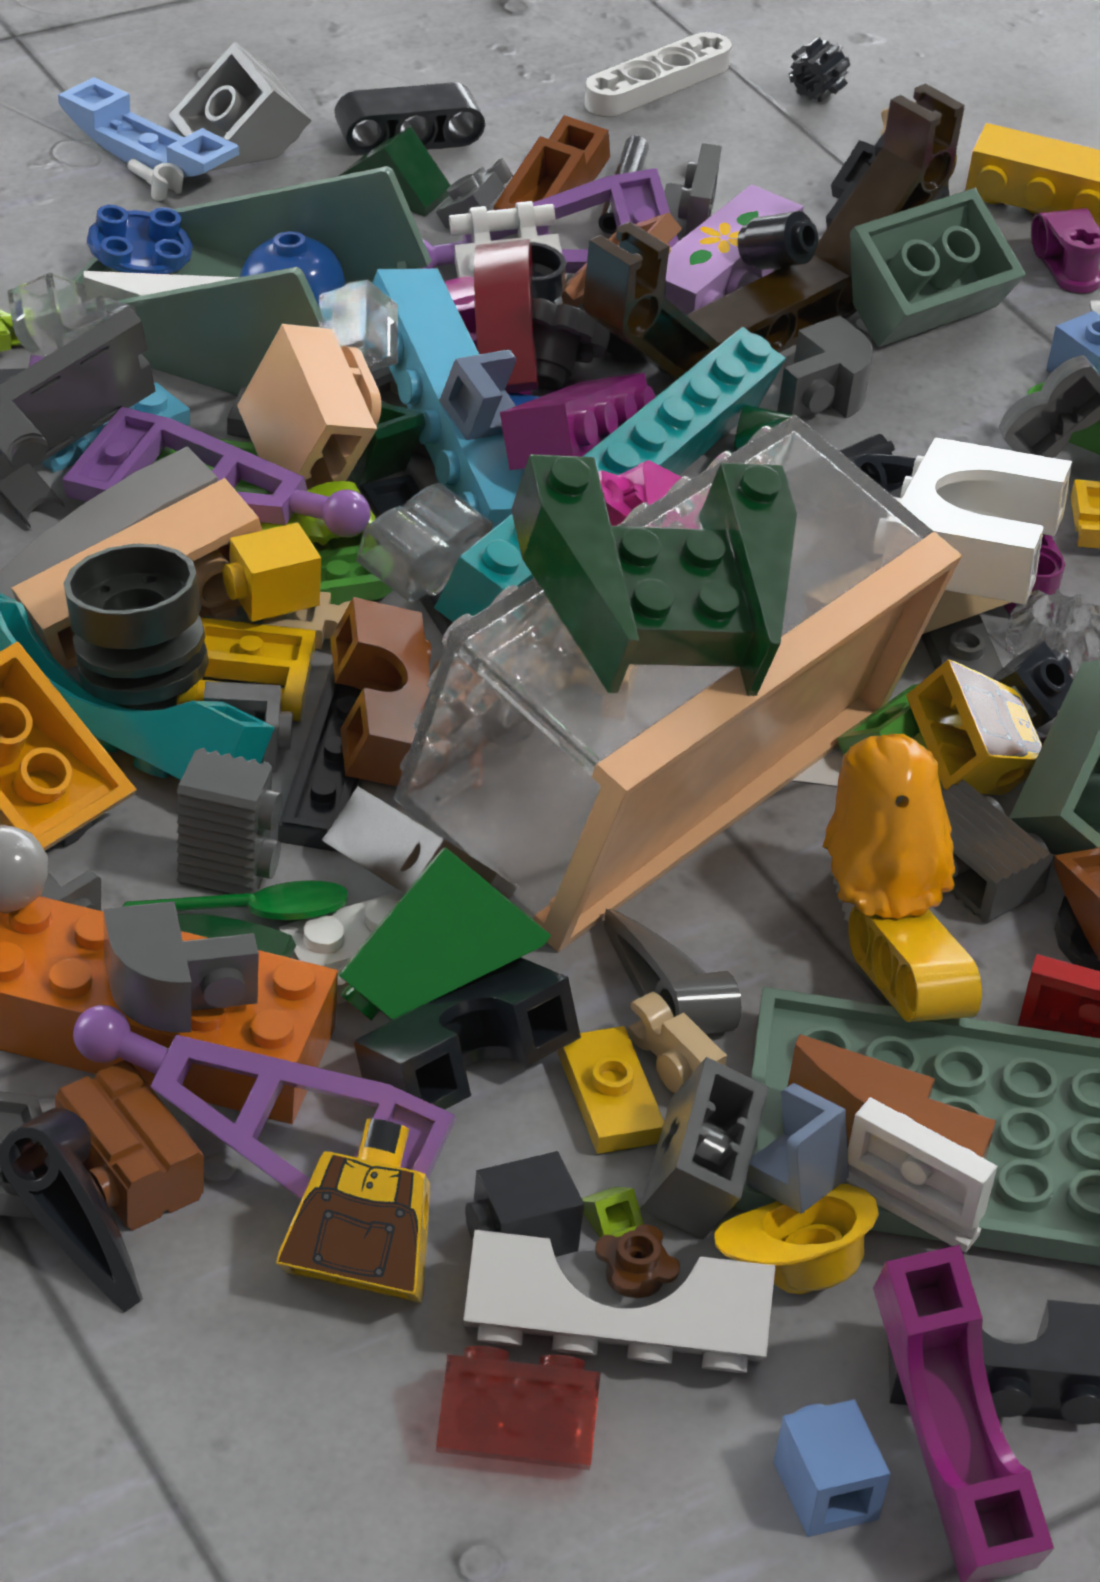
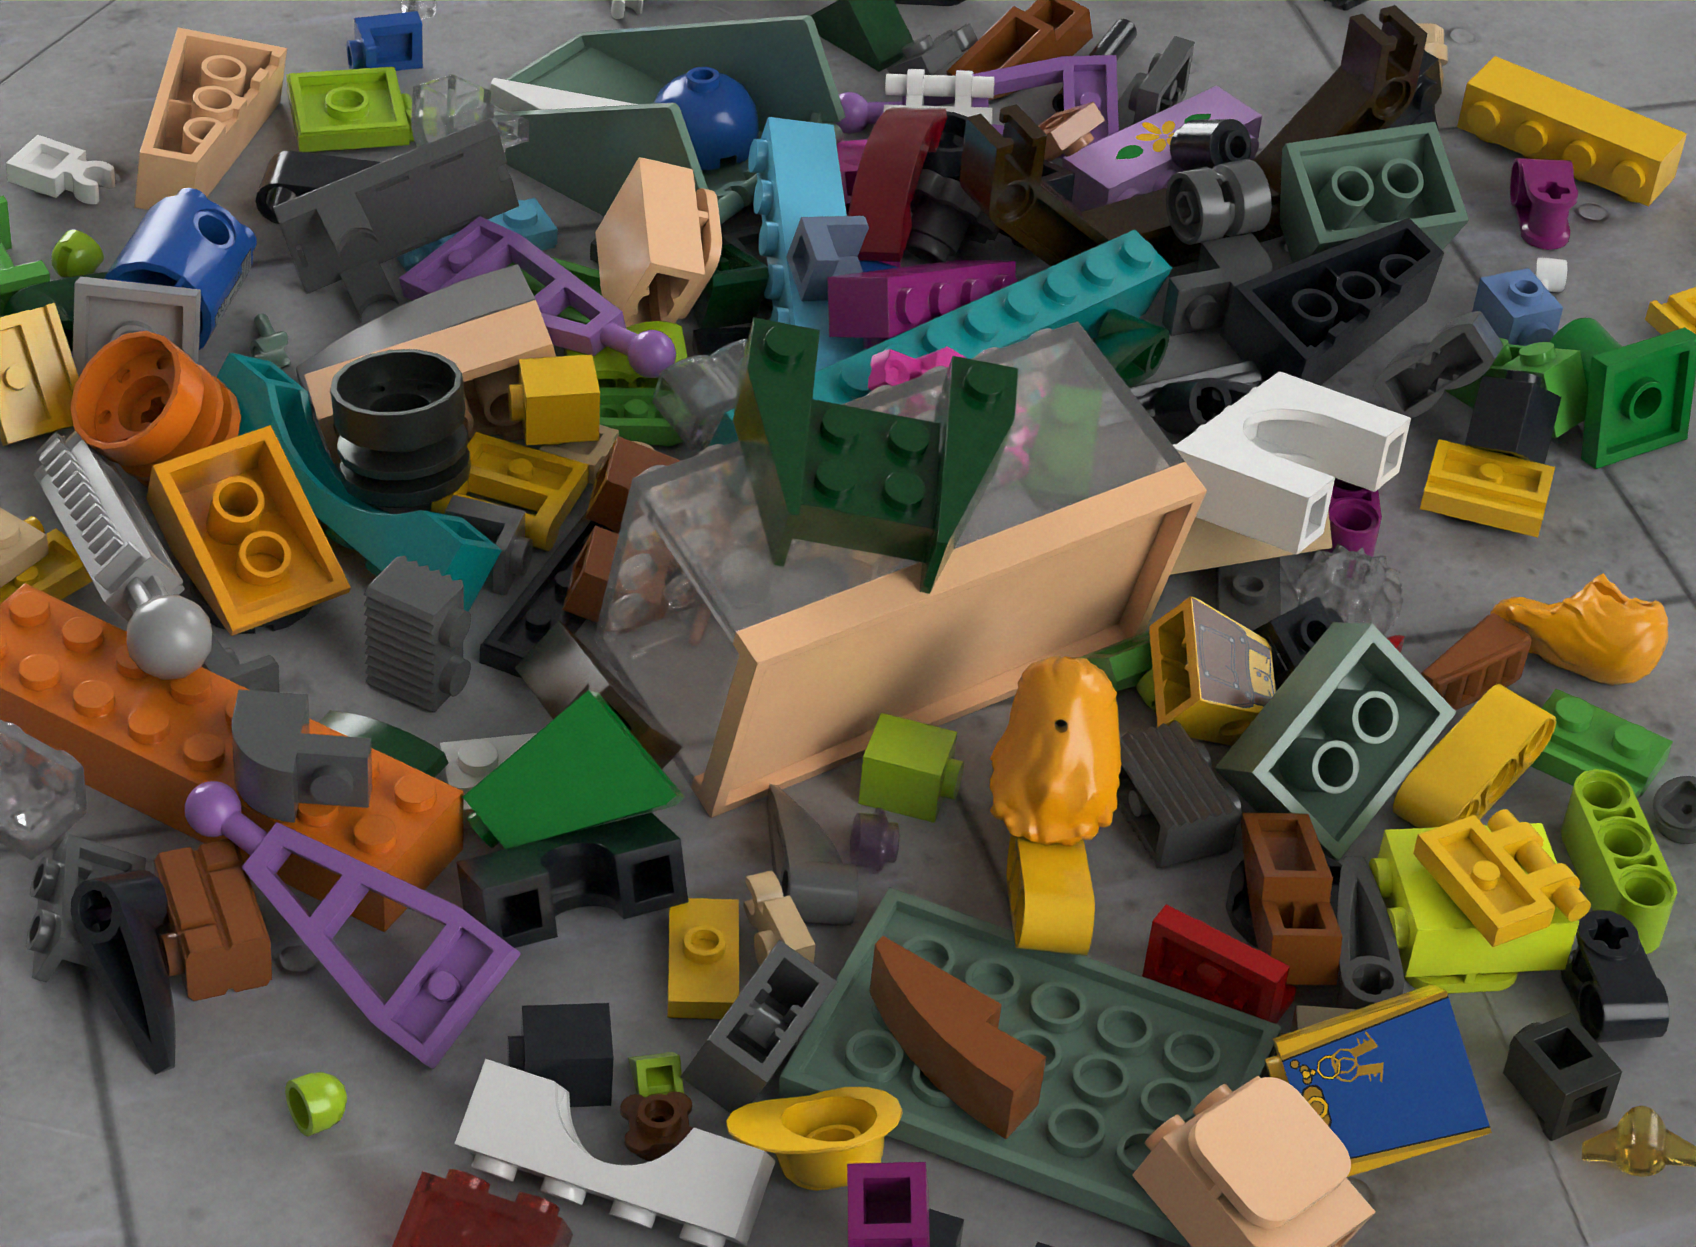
camera: 15 degrees right, 0 degrees up
(139, 240) = (571, 56): blue dish -> none
(278, 902) = (445, 720): green piece -> none
(300, 1307) = (315, 1101): none -> lime hinge
(363, 1219) = (397, 1030): torso -> none
(364, 320) = (734, 167): clear brick -> none
(724, 944) = (873, 840): none -> plate
(733, 869) = (910, 768): none -> lime brick
(807, 289) = (1218, 201): none -> dark grey wheel
(808, 1156) = (849, 1056): sand blue panel -> none
(919, 1174) = (950, 1094): white plate -> none
(931, 371) = (1332, 304): none -> black wedge

